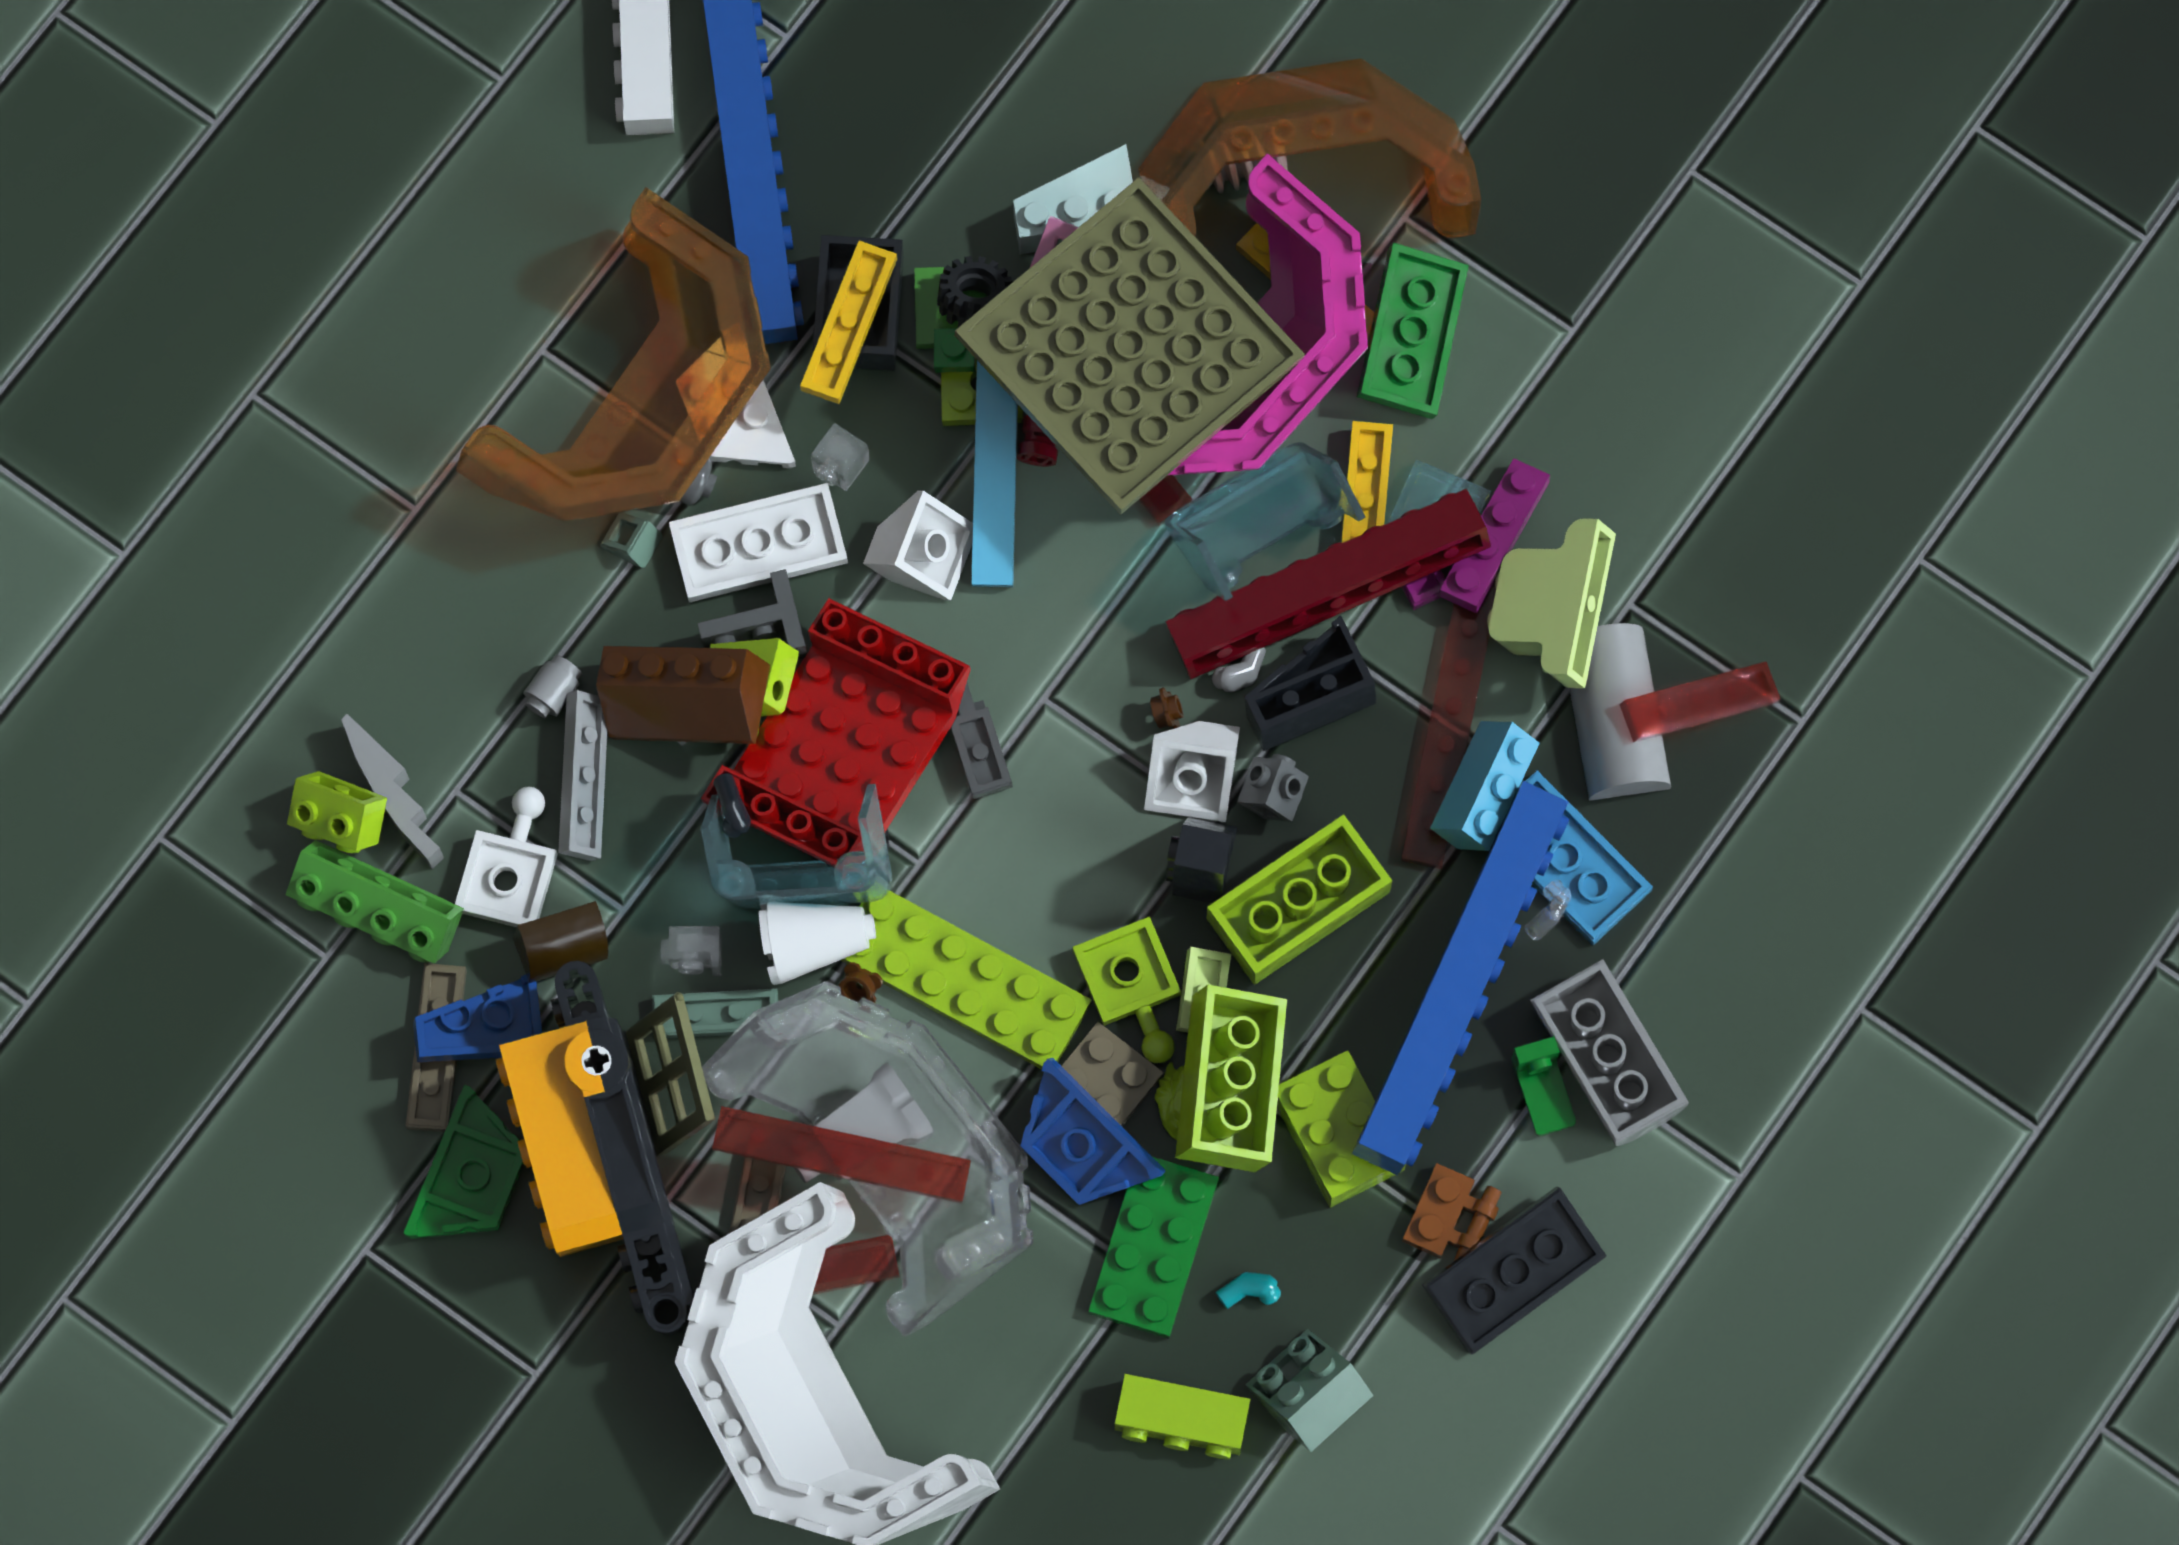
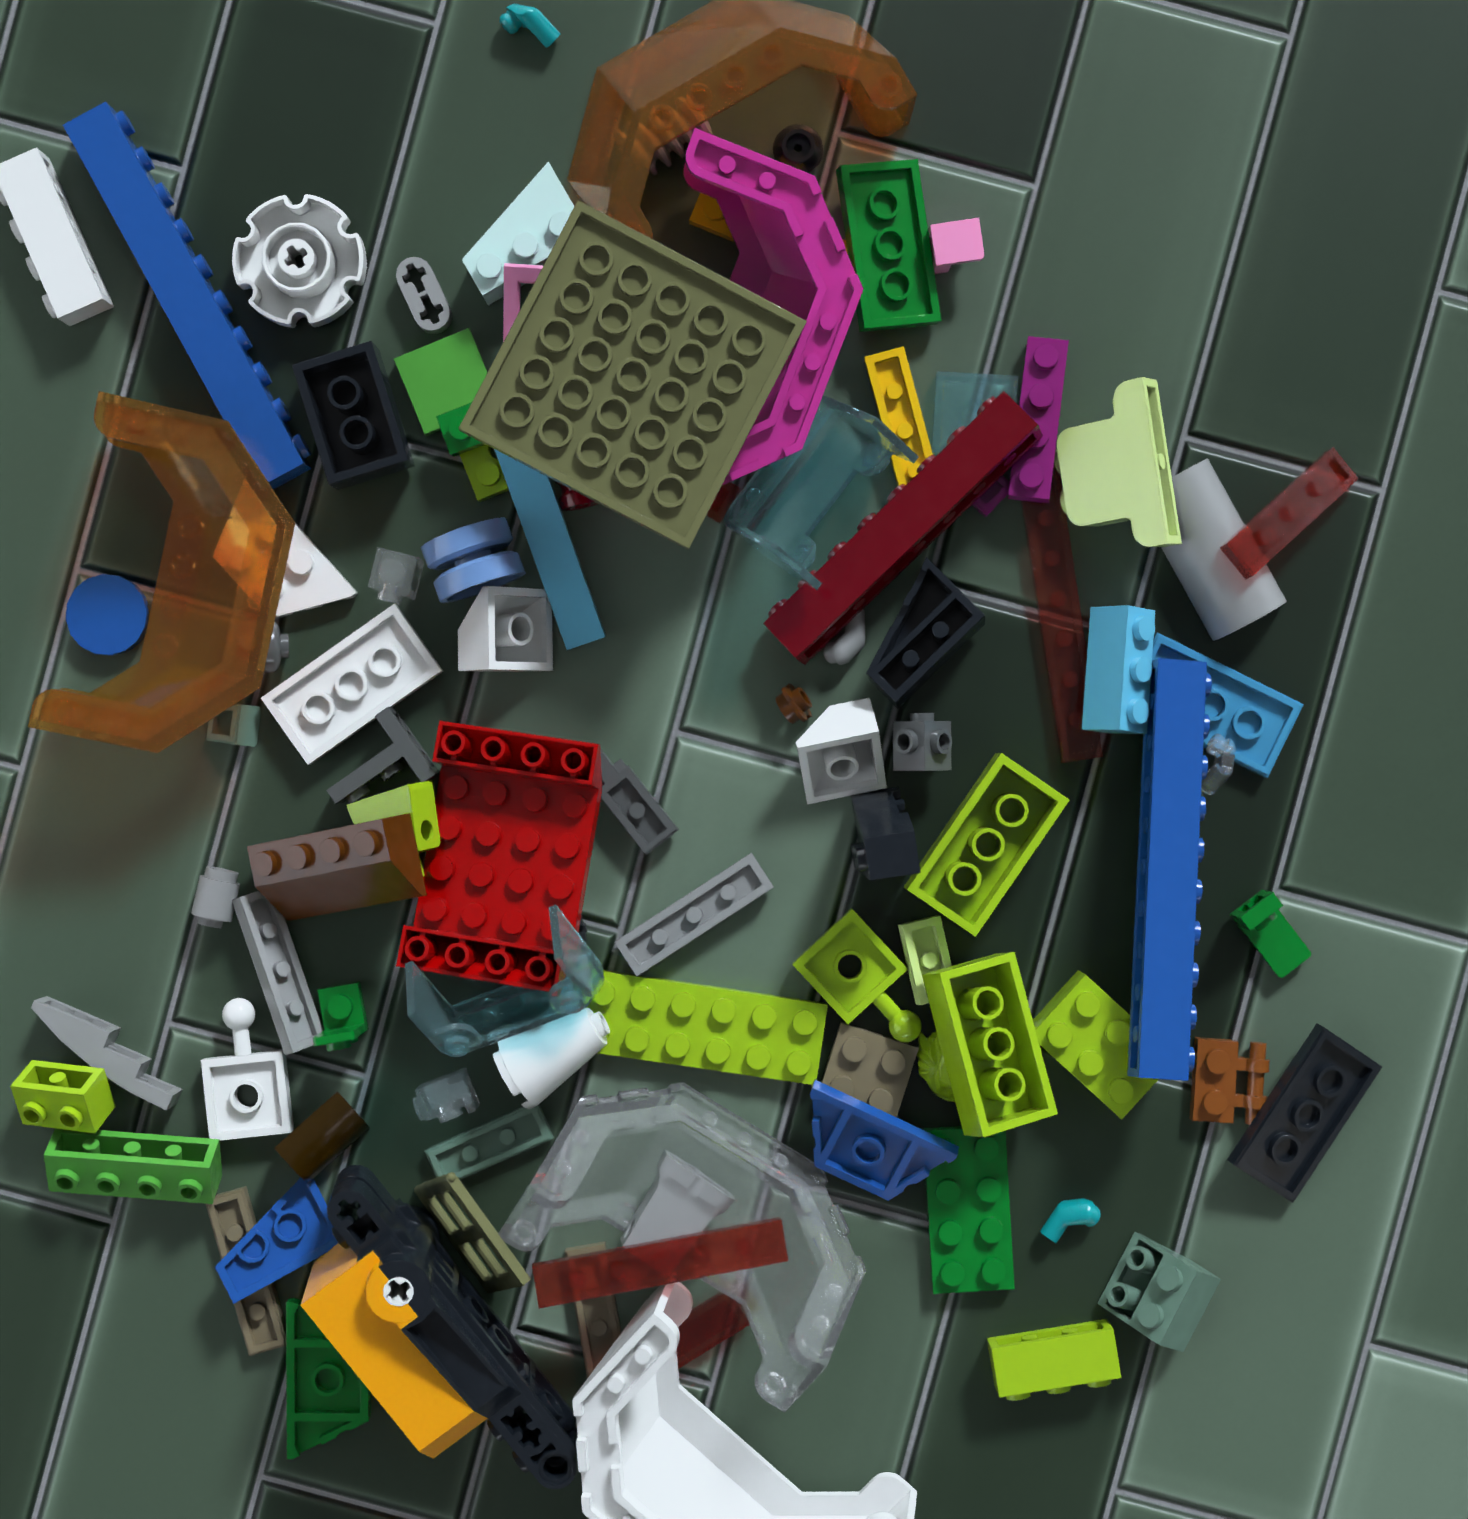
camera: 20 degrees left, 15 degrees up
(555, 399) = (107, 615): none -> blue tile
(625, 839) = (342, 1016): none -> green bracket
(736, 815) = (432, 974): black arm -> none
(848, 322) = (352, 446): yellow plate -> none
(854, 975) = (610, 1072): reddish brown plate -> none
(862, 122) = (268, 265): none -> white piece
(917, 461) = (472, 556): none -> medium blue wheel
(966, 277) = (454, 349): black tyre -> none
(973, 222) = (415, 299): none -> light grey beam
(996, 868) = (694, 914): none -> light grey plate
(1159, 19) = (529, 18): none -> teal arm
(1371, 209) = (800, 136): none -> black plate
(1474, 350) = (955, 243): none -> bright pink panel
(1610, 1053) = (1323, 882): light grey brick -> none

